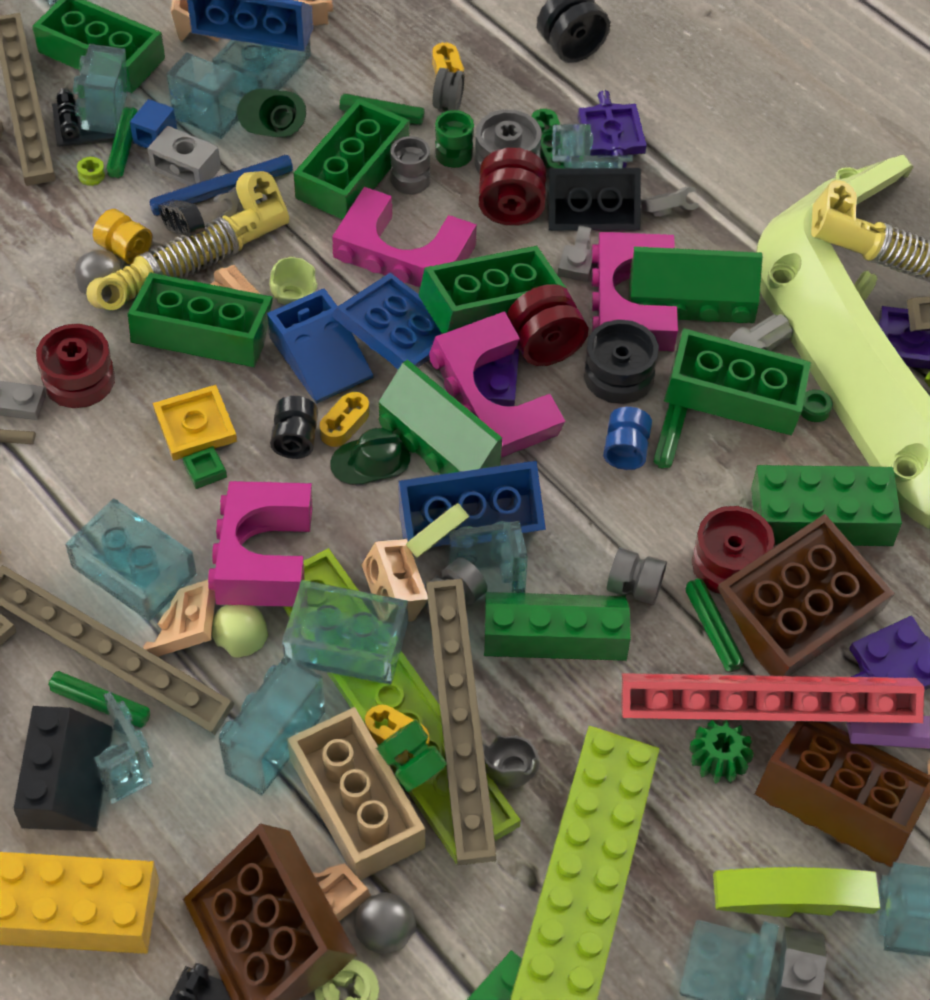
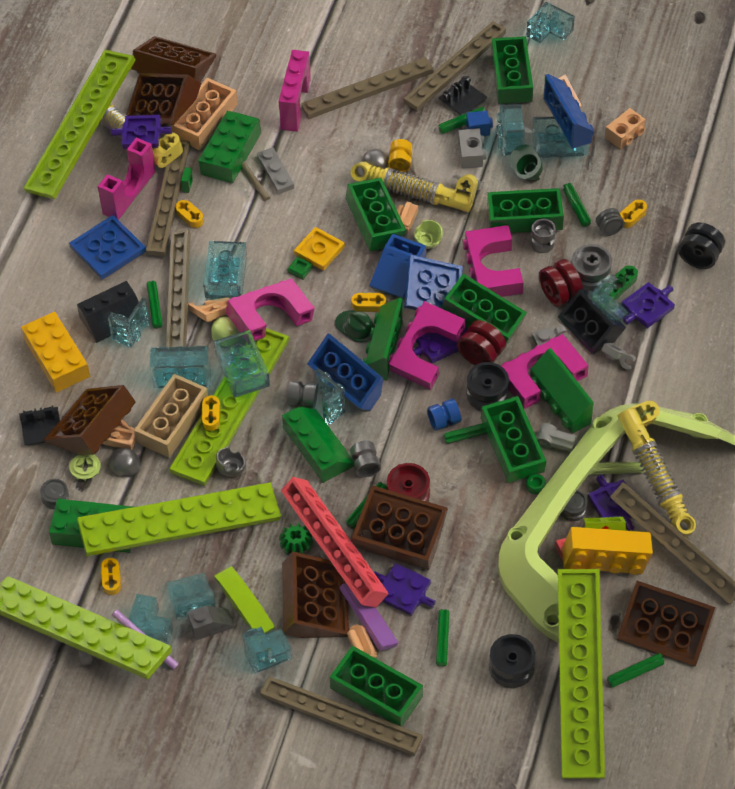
camera: 60 degrees right, 0 degrees up
(75, 365) = (311, 186): dark red wheel -> none
(90, 178) = (434, 124): lime bush -> none
(101, 88) = (476, 89): clear light blue brick -> none
(181, 217) = (421, 167): black beam -> none
(221, 184) = (464, 170): blue axle -> none
(294, 427) = (344, 285): black wheel -> none
(394, 574) = (288, 368): light nougat brick -> none
(415, 769) = (196, 419): green wheel -> none
(437, 530) = (314, 363): yellowish green beam -> none
(454, 139) = (575, 238): green wheel -> none
(460, 723) = (230, 428): dark tan plate -> none
(855, 498) = (470, 514): green brick -> none

